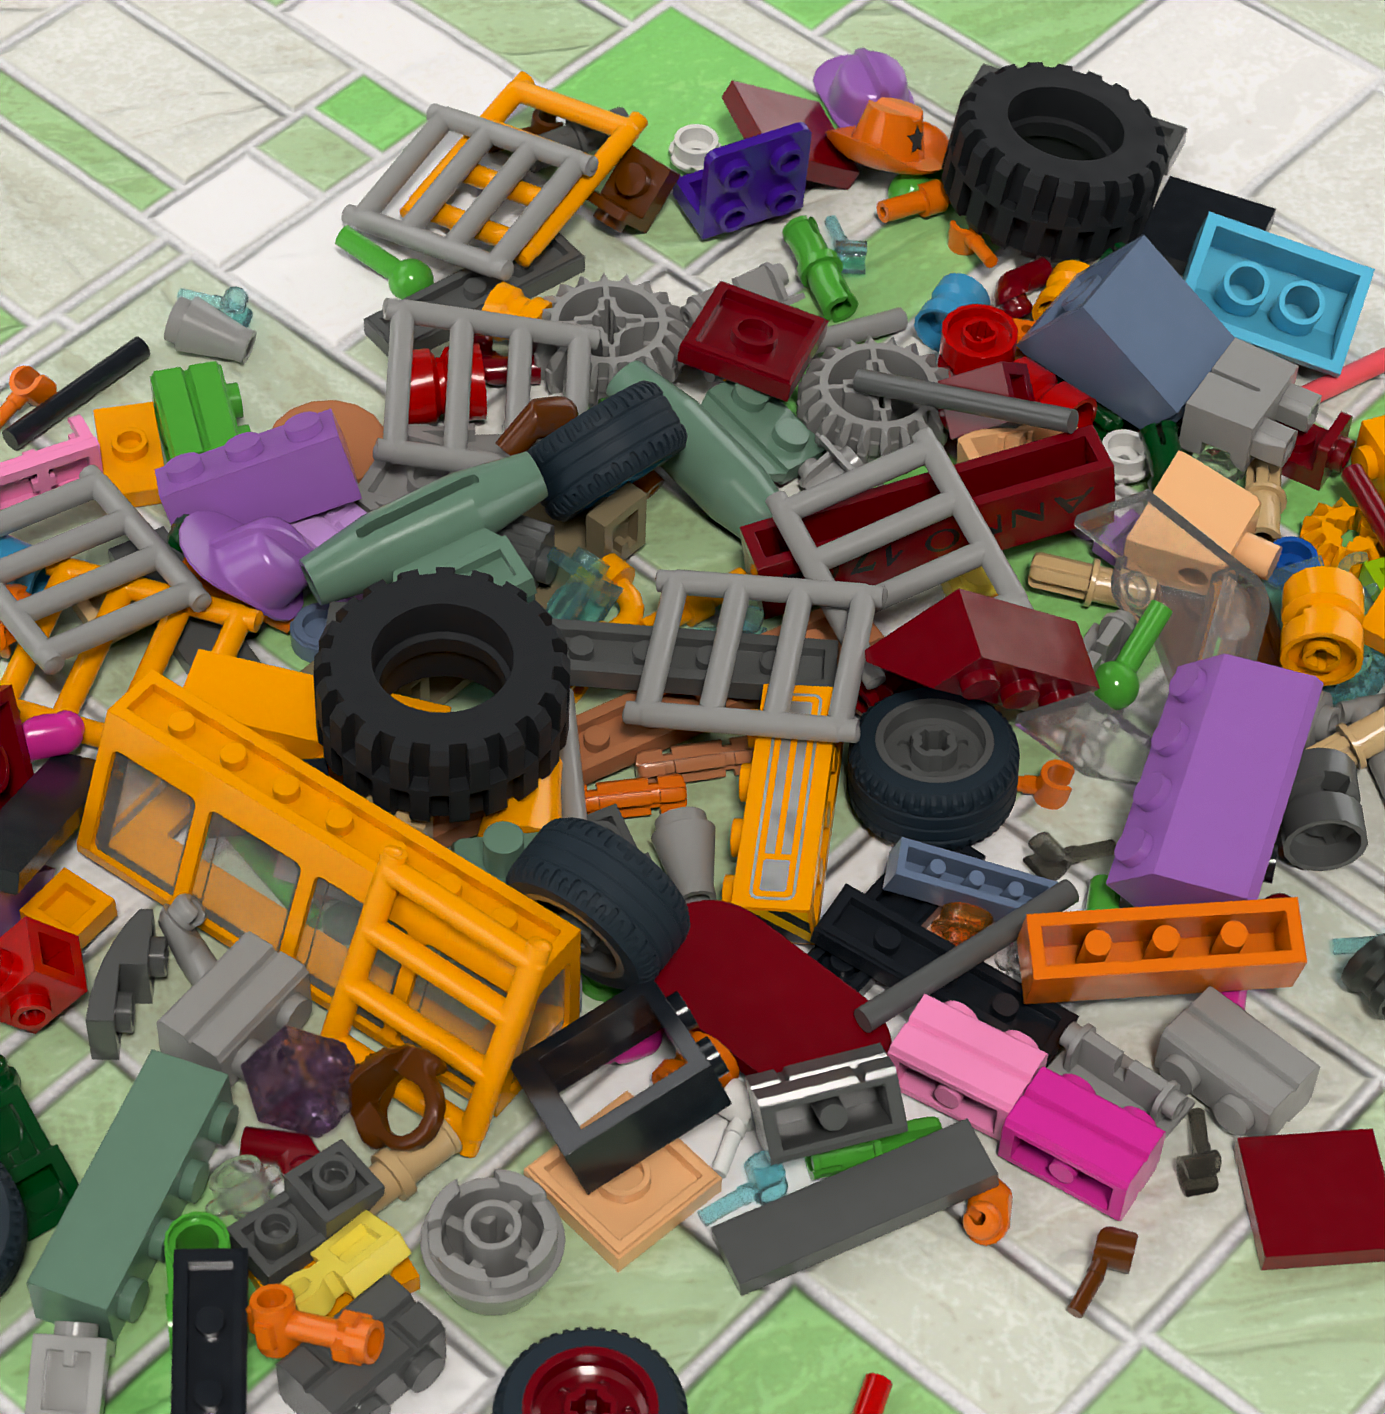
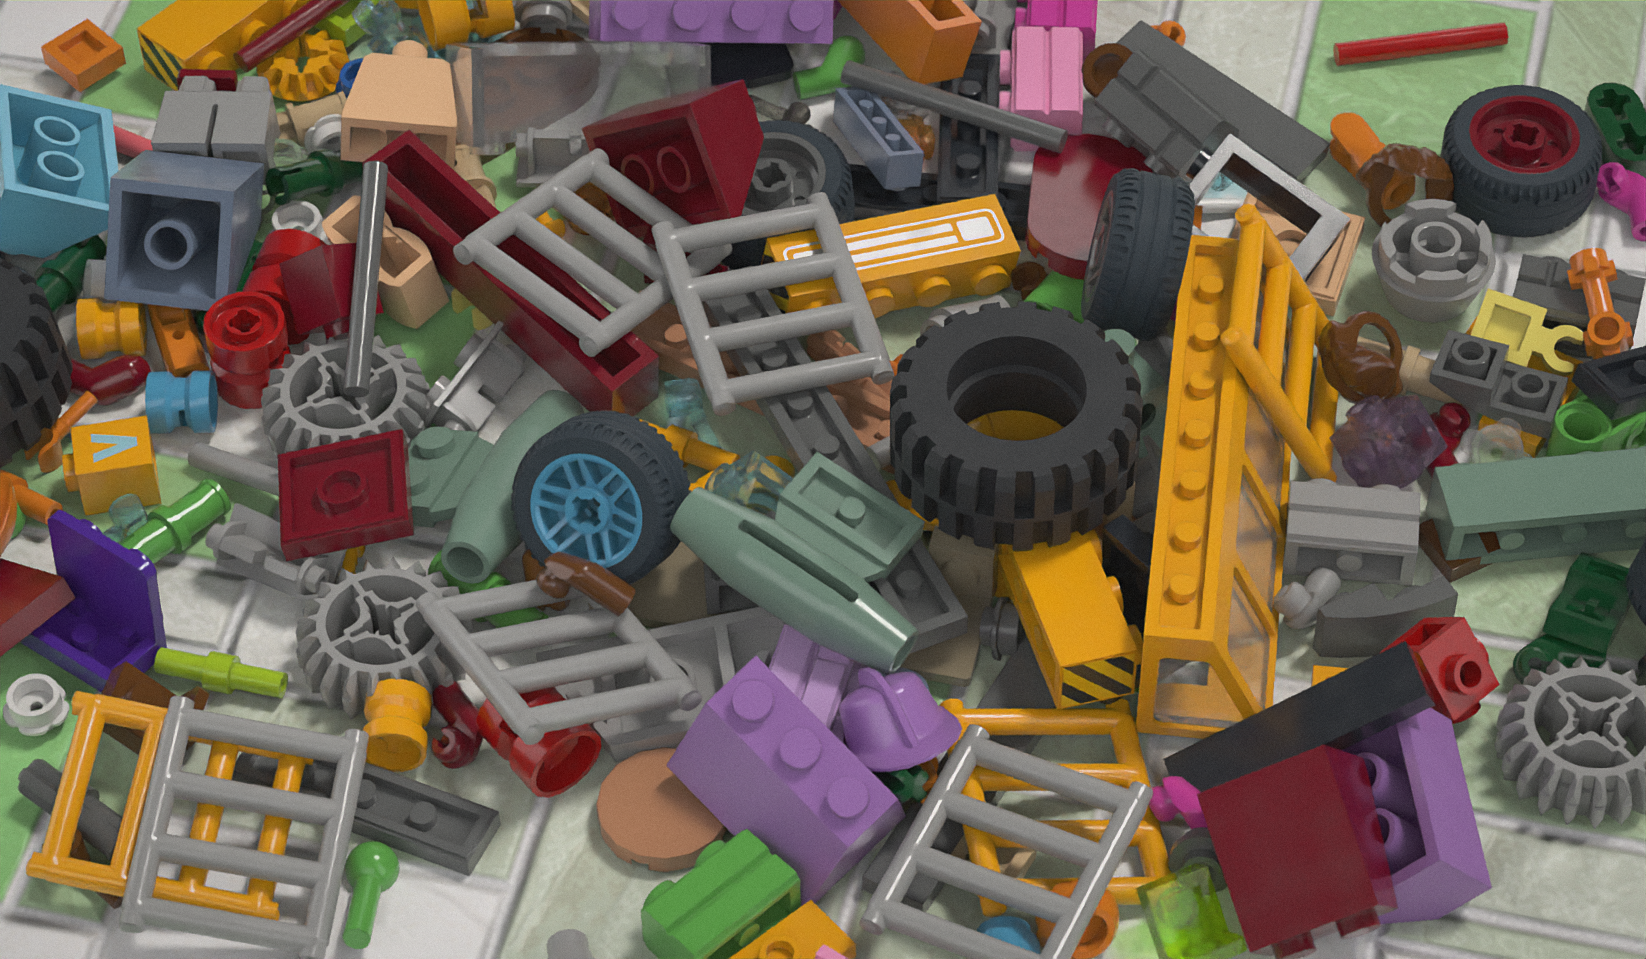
camera: 115 degrees left, 0 degrees up
(625, 1289) = (1417, 161): none -> reddish brown piece
(657, 252) = (221, 672): none -> lime bar
(696, 1309) = (1354, 144): none -> orange bar
(906, 255) = (112, 462): none -> light orange brick
(934, 1107) = (1103, 65): none -> reddish brown tile
(1119, 678) = (544, 119): bright green bar -> none

